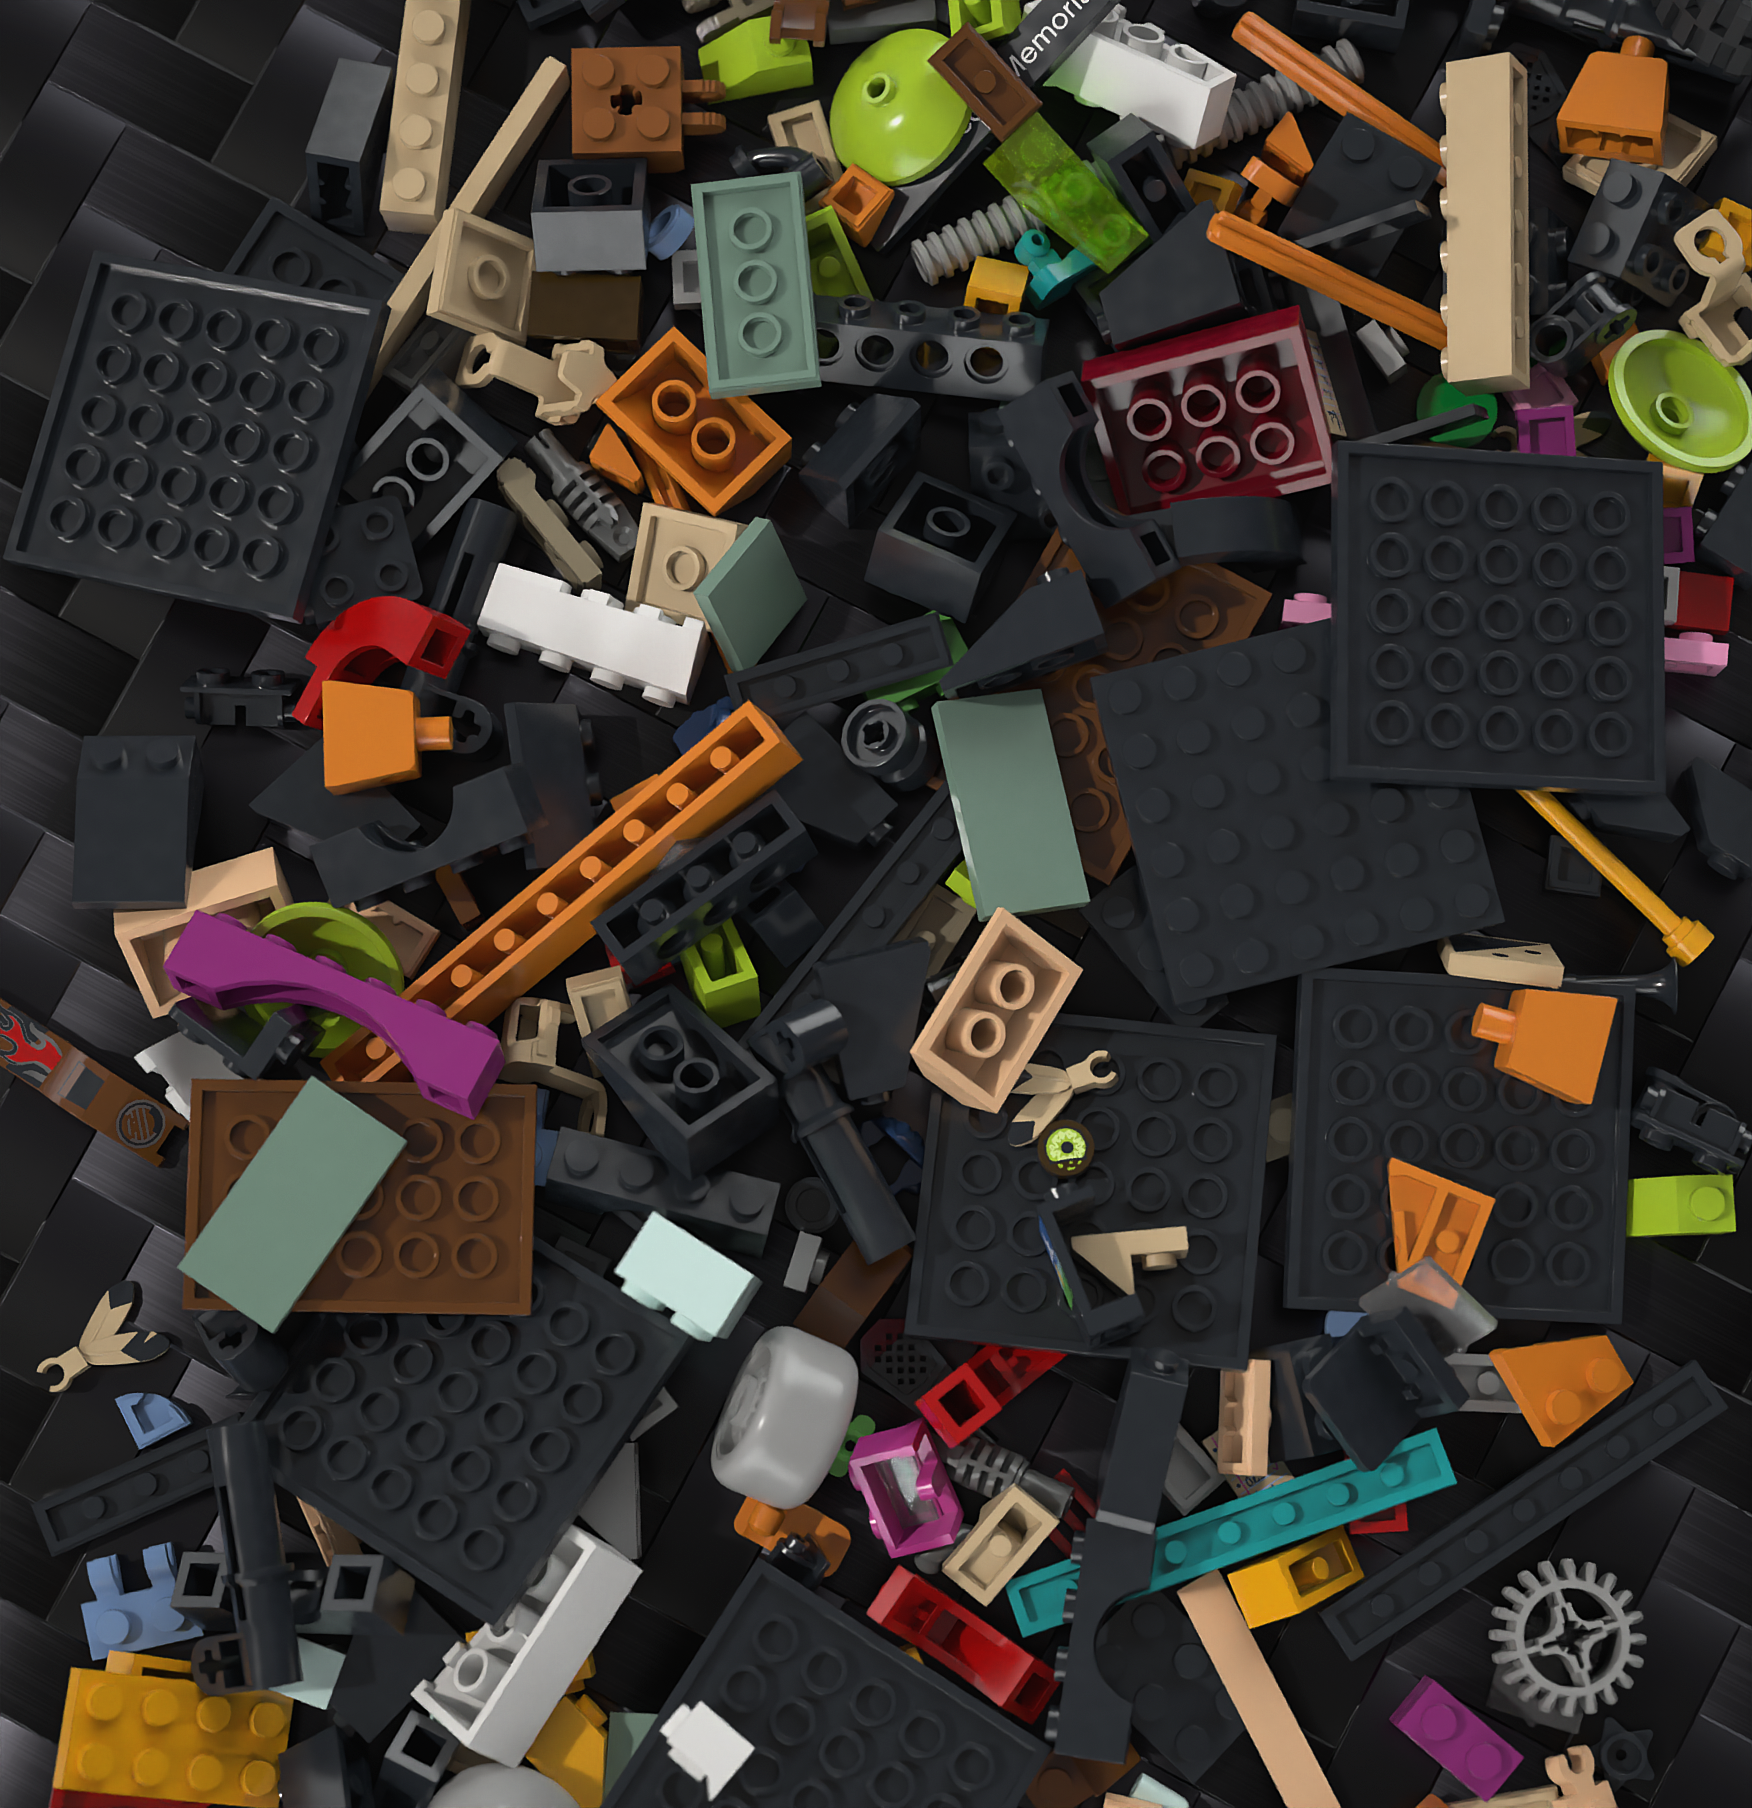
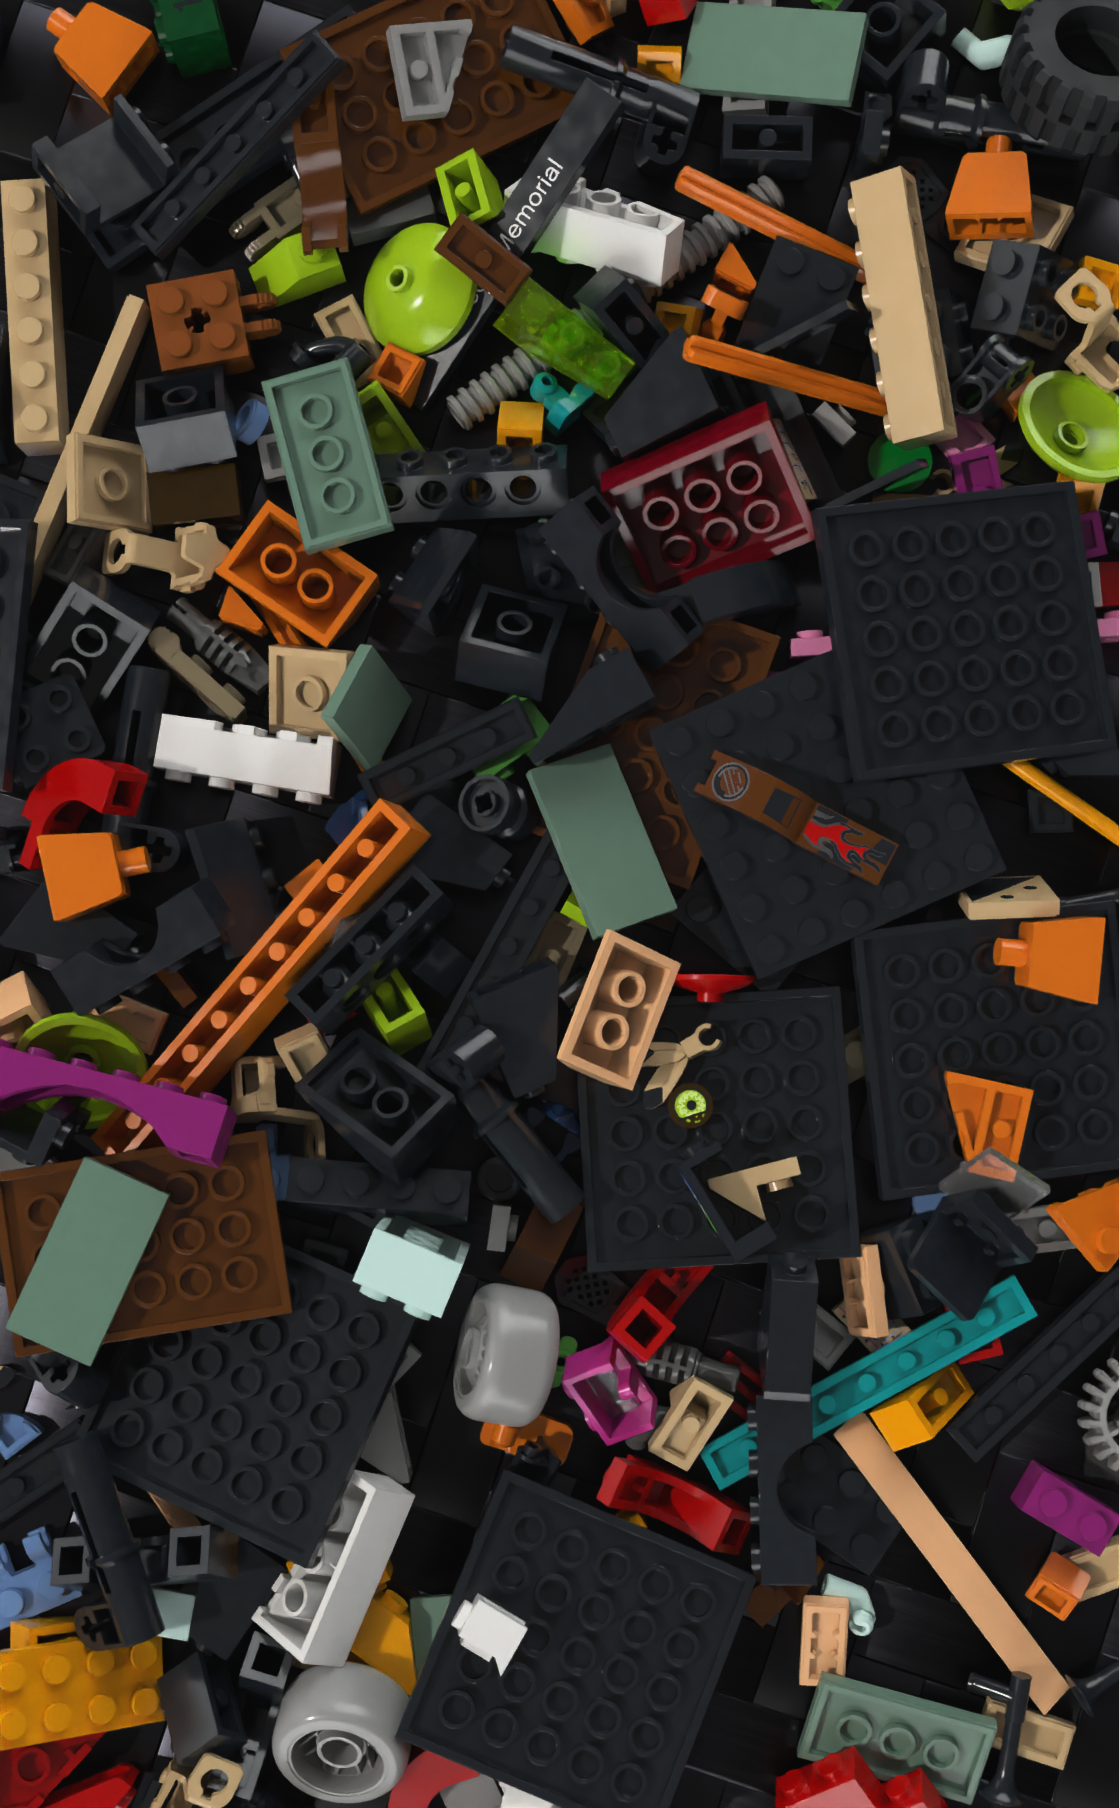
camera: 15 degrees left, 5 degrees up
(1118, 1004) = (712, 986): none -> red dish
(1256, 812) = (798, 817): none -> piece

